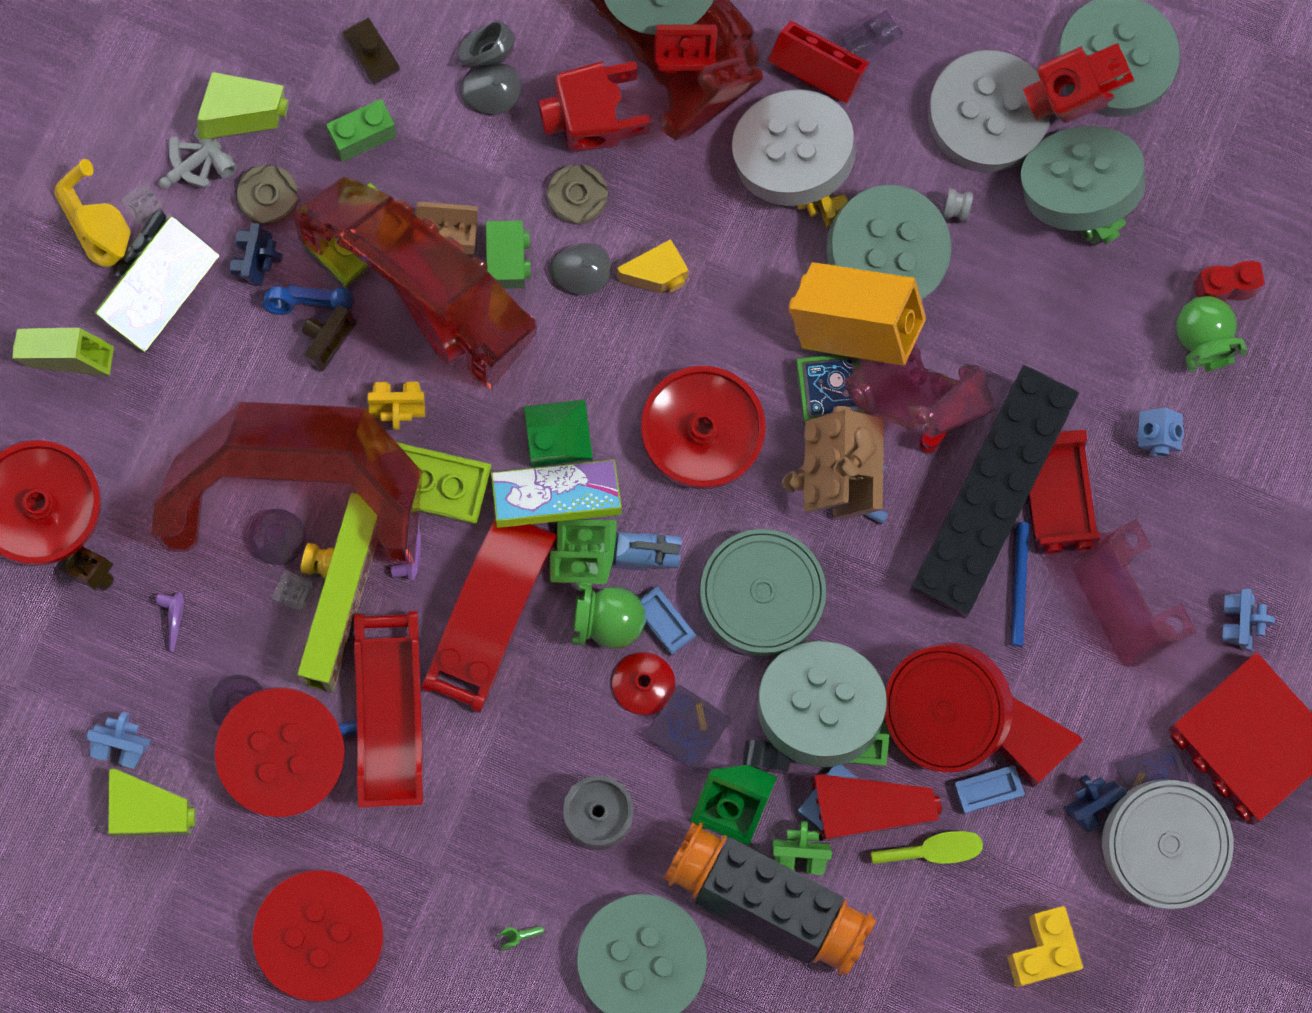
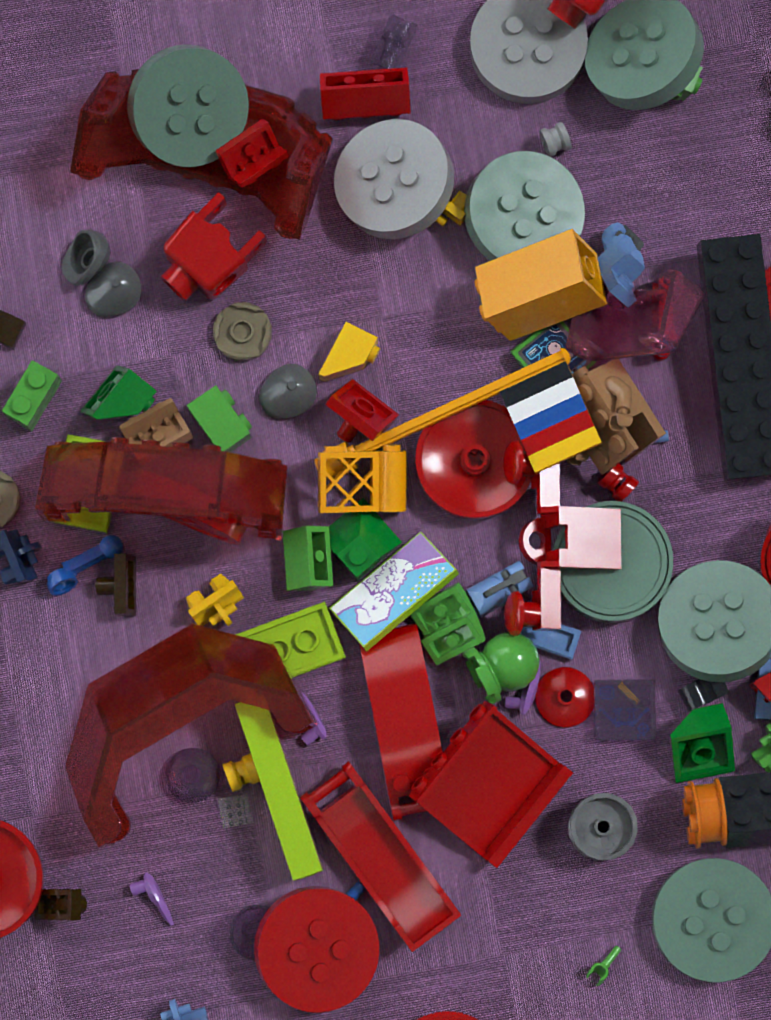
camera: 25 degrees left, 5 degrees up
(436, 177) = (120, 395): none -> green slope
(501, 416) = (307, 558): none -> bright green brick
(525, 709) = (489, 783): none -> red panel
(611, 660) = (528, 694): none -> medium lavender bar
(614, 395) = (386, 479): none -> light orange piece
(631, 323) = (361, 412): none -> red tile
(754, 557) = (590, 543): none -> piece
(789, 411) = (541, 404): none -> flag
(812, 521) = (613, 477): none -> red wheel
(942, 341) = (621, 261): none -> medium blue plate

